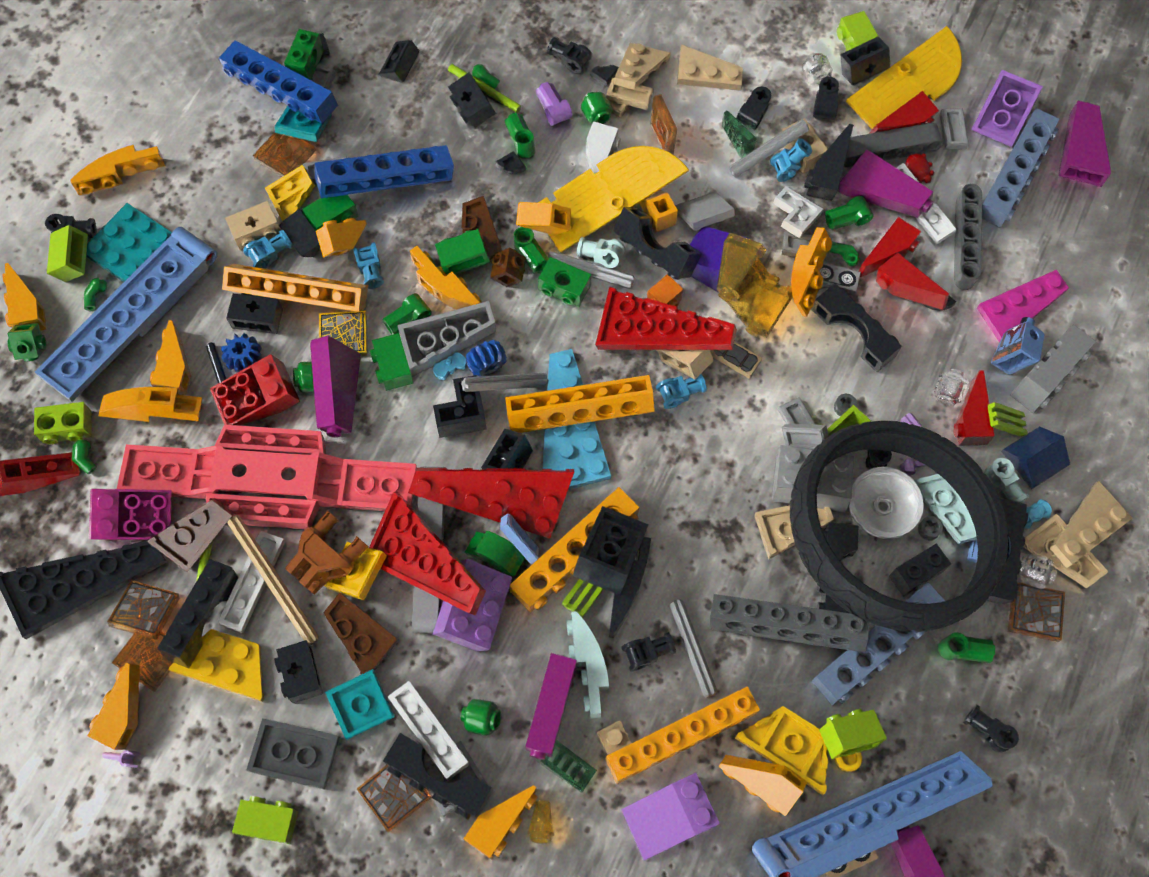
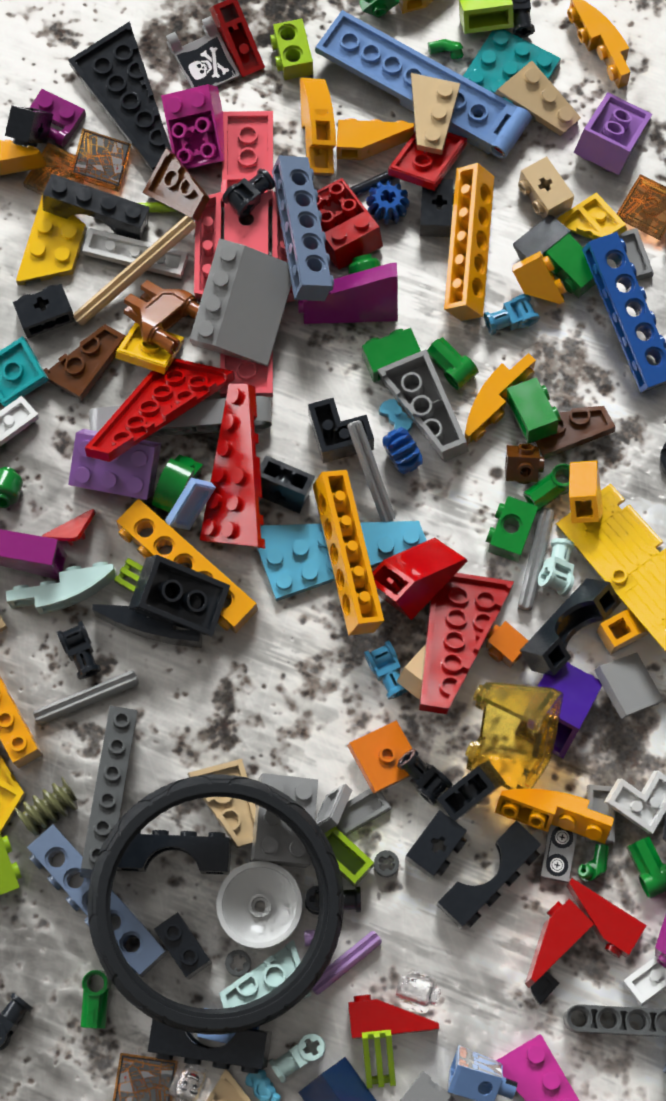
camera: 90 degrees right, 5 degrees up
(51, 507) = (204, 59): none -> flag
(77, 654) = (65, 115): none -> magenta plate
(80, 456) = (258, 72): green arm -> none
(95, 672) = (28, 125): none -> black brick
(158, 299) = (433, 111): none -> tan wing
(159, 222) = (540, 98): none -> tan wing
(204, 313) = (425, 167): none -> red tile
(211, 170) = (612, 133): none -> medium lavender slope
(216, 464) = (246, 194): none -> black connector
(262, 416) = (302, 228): none -> sand blue brick
(266, 249) = (516, 206): dark azure connector -> none
(327, 477) = (242, 303): none -> light grey slope
(346, 328) = (423, 301): tile -> none
(530, 652) = (73, 529): none -> piece
(603, 350) = (416, 575): none -> red slope
(738, 359) = (438, 735): tile -> none
(756, 397) = (379, 755): none -> orange plate
(776, 366) = (425, 777): none -> black connector
(791, 328) = (471, 790): none -> black brick
(797, 683) = (48, 807): none -> olive piece
(835, 374) = (422, 853): none -> black brick

